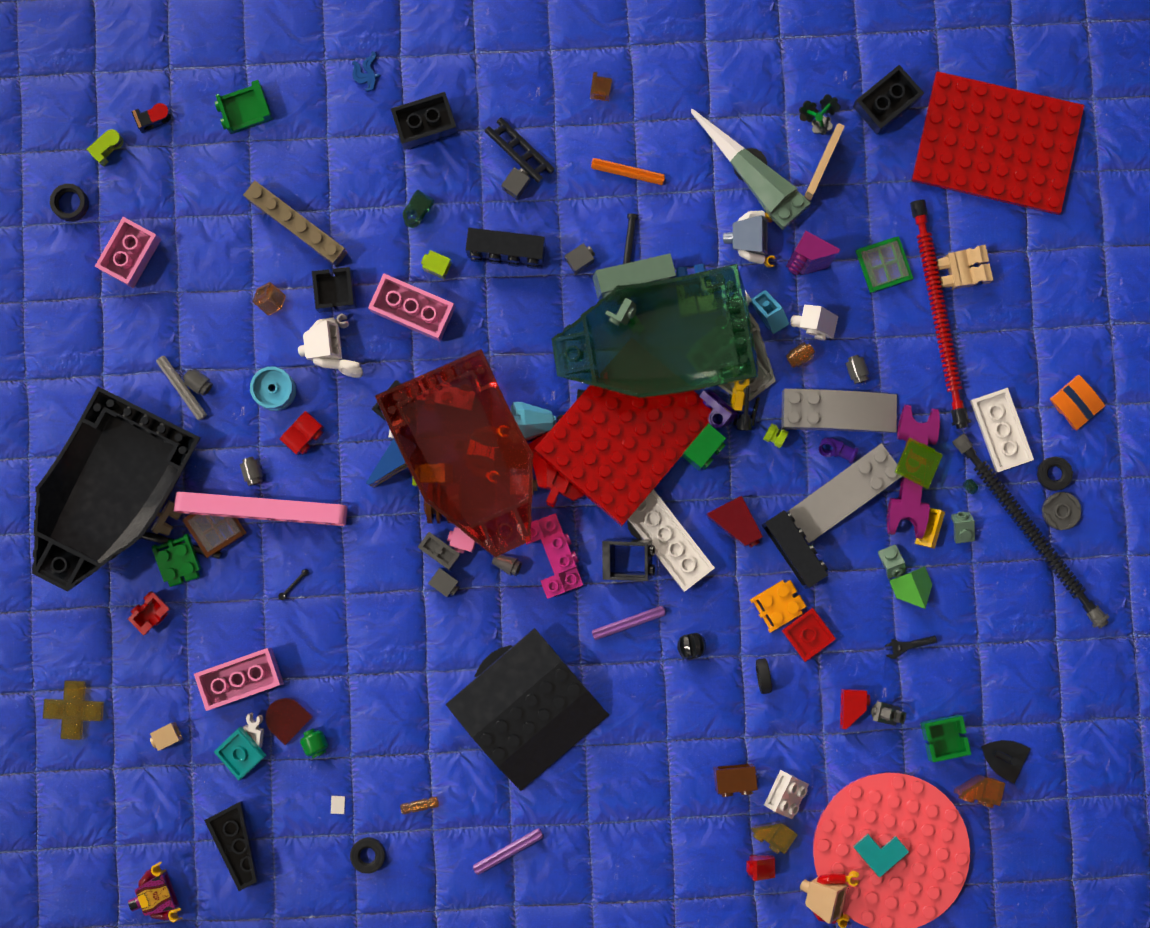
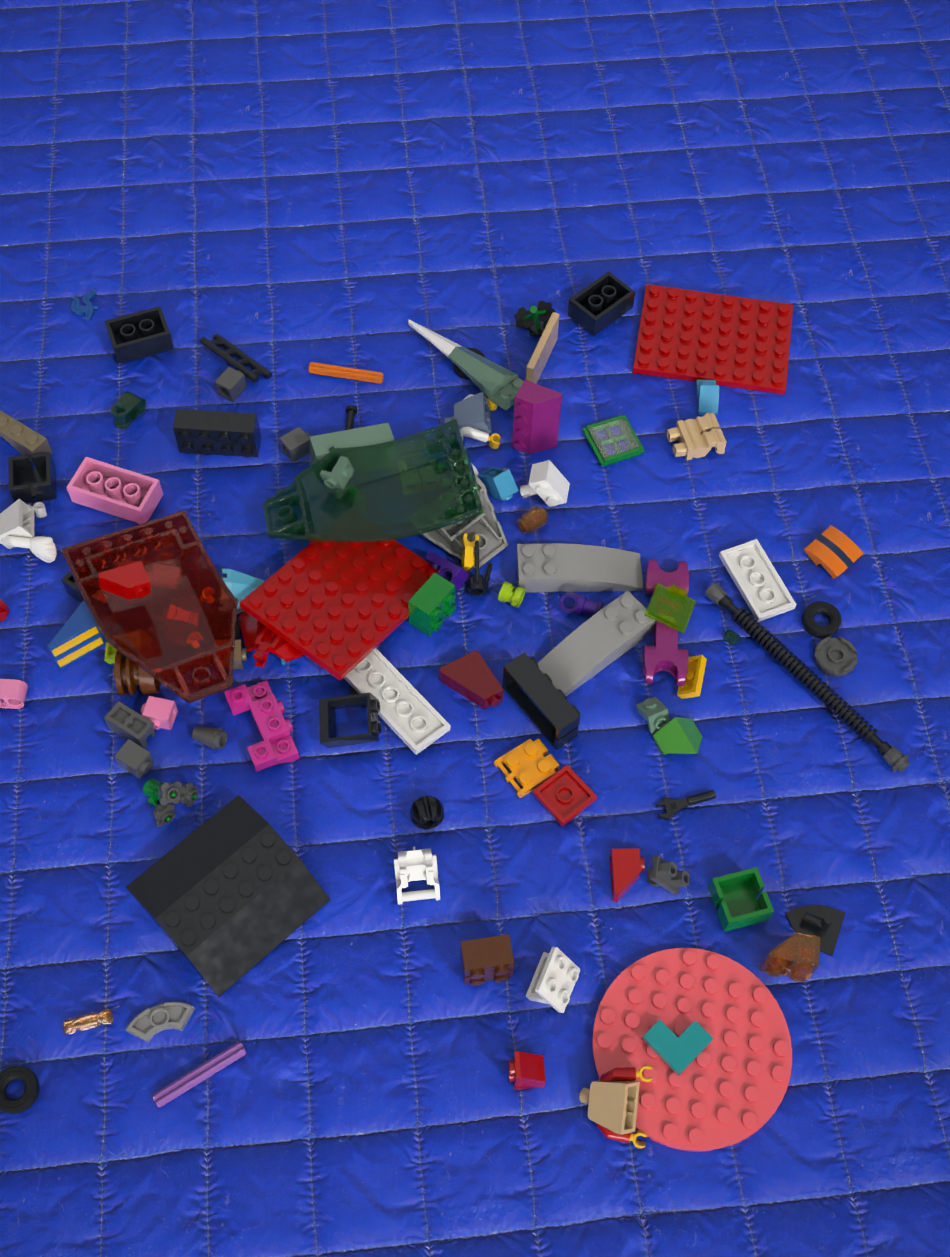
camera: 10 degrees left, 25 degrees down
(436, 264) = (145, 455): lime brick -> none
(436, 434) = (126, 581): none -> red slope
(475, 804) = (159, 1018): none -> light grey tile
(477, 625) = (168, 793): none -> dark grey plant
(600, 88) = (317, 309): clear orange panel -> none
(628, 622) = (352, 794): medium lavender axle -> none
(680, 694) = (415, 866): none -> white piece
(763, 676) = (514, 840): black tyre -> none
(776, 834) = (542, 1030): clear yellow slope -> none
(857, 369) = (595, 530): dark grey brick -> none
(959, 413) = (677, 482): red hose -> none
(963, 527) = (729, 676): sand green bracket -> none
(981, 217) = (707, 396): none -> dark azure slope

